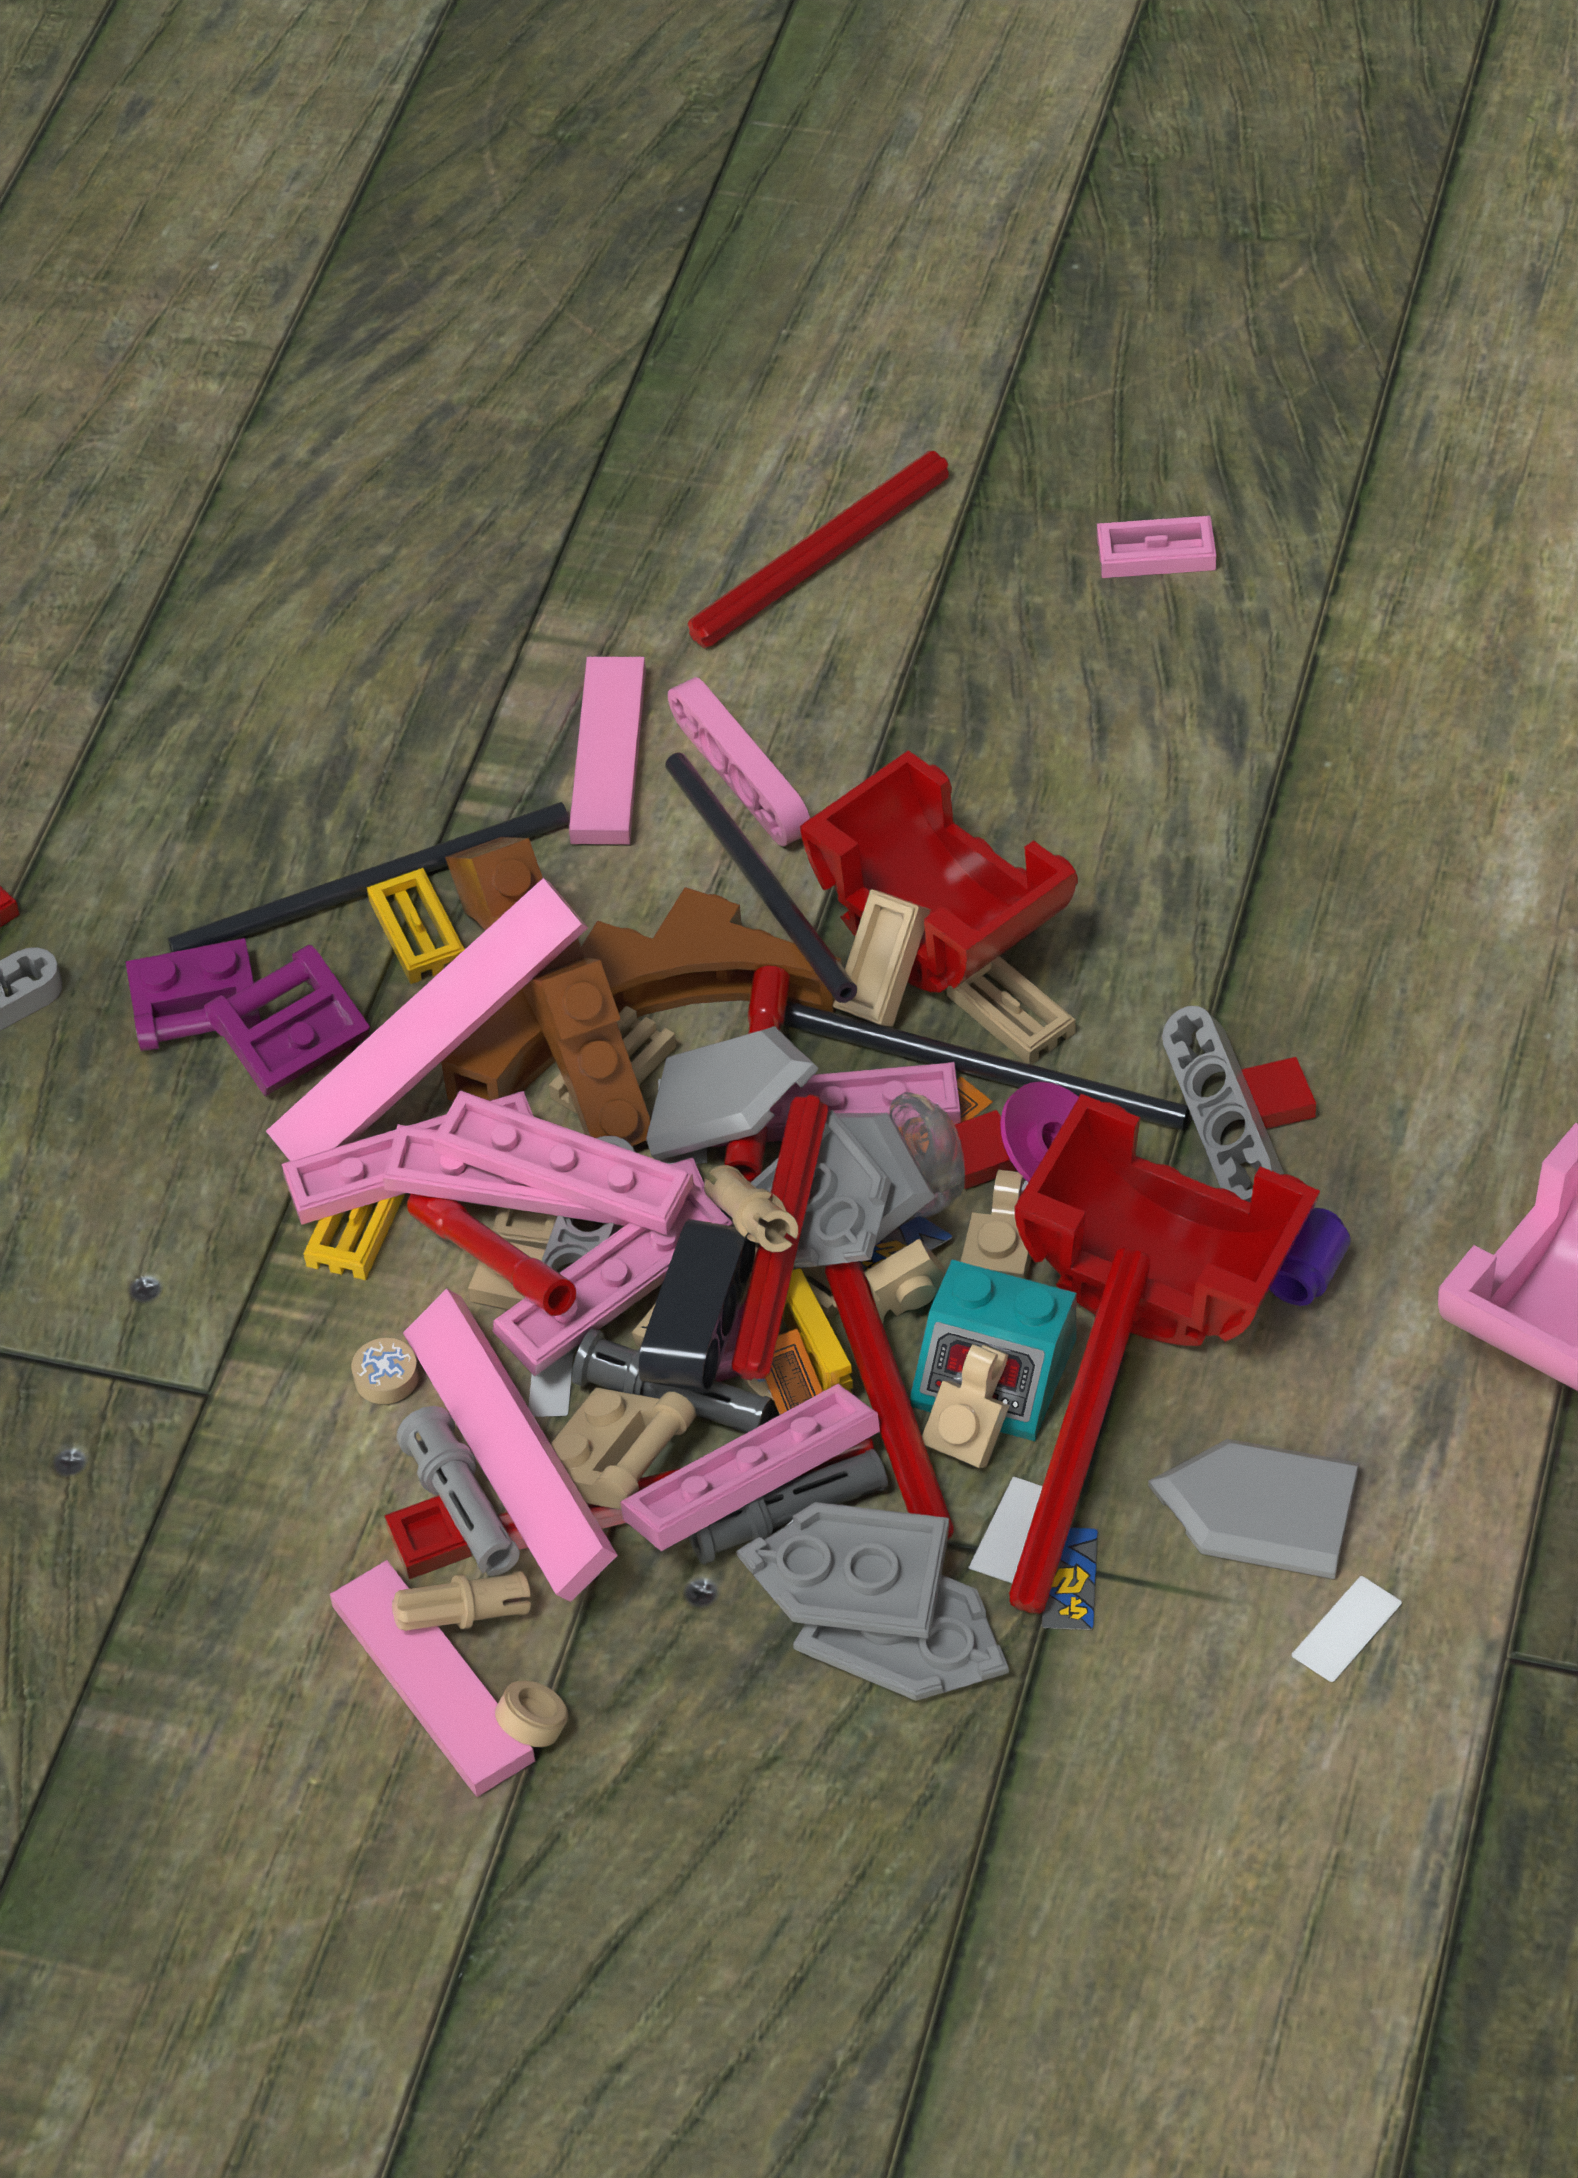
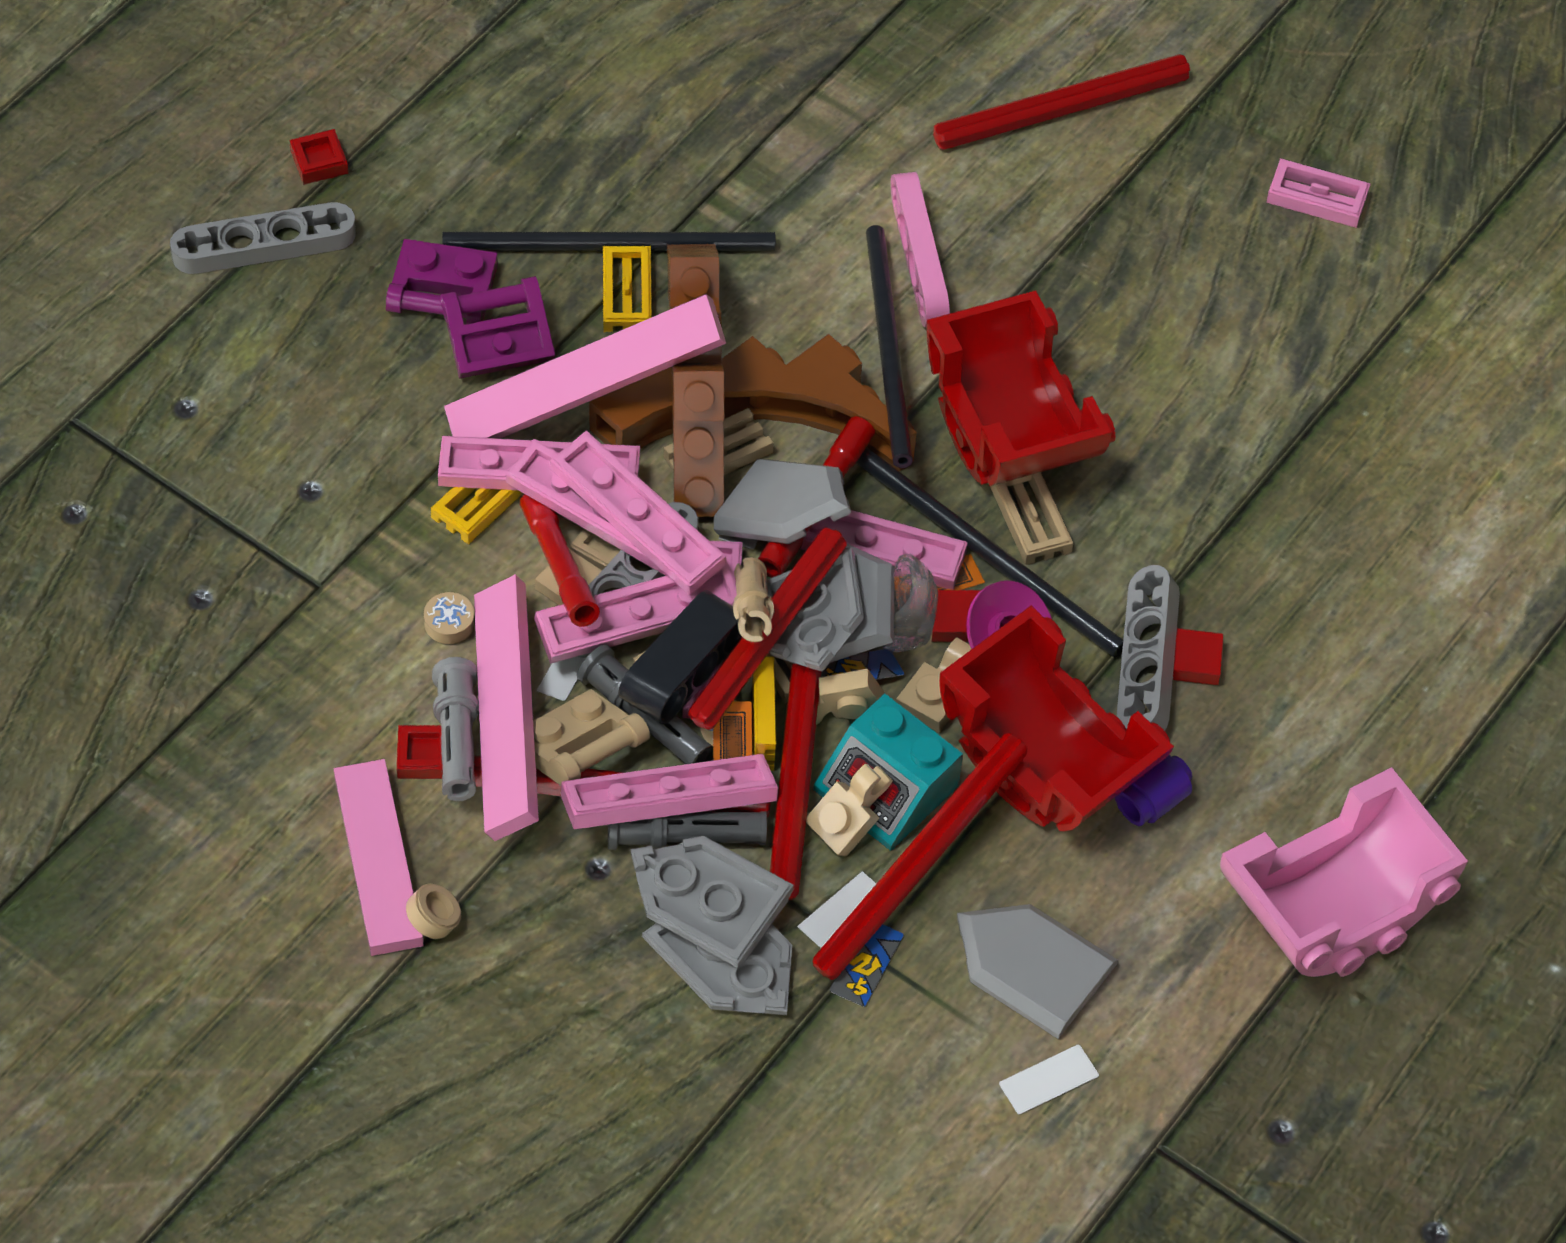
camera: 15 degrees right, 5 degrees up
(461, 1601) = (420, 810): tan axle -> none
(607, 750) = (829, 204): bright pink tile -> none
(883, 956) = (948, 442): tan tile -> none

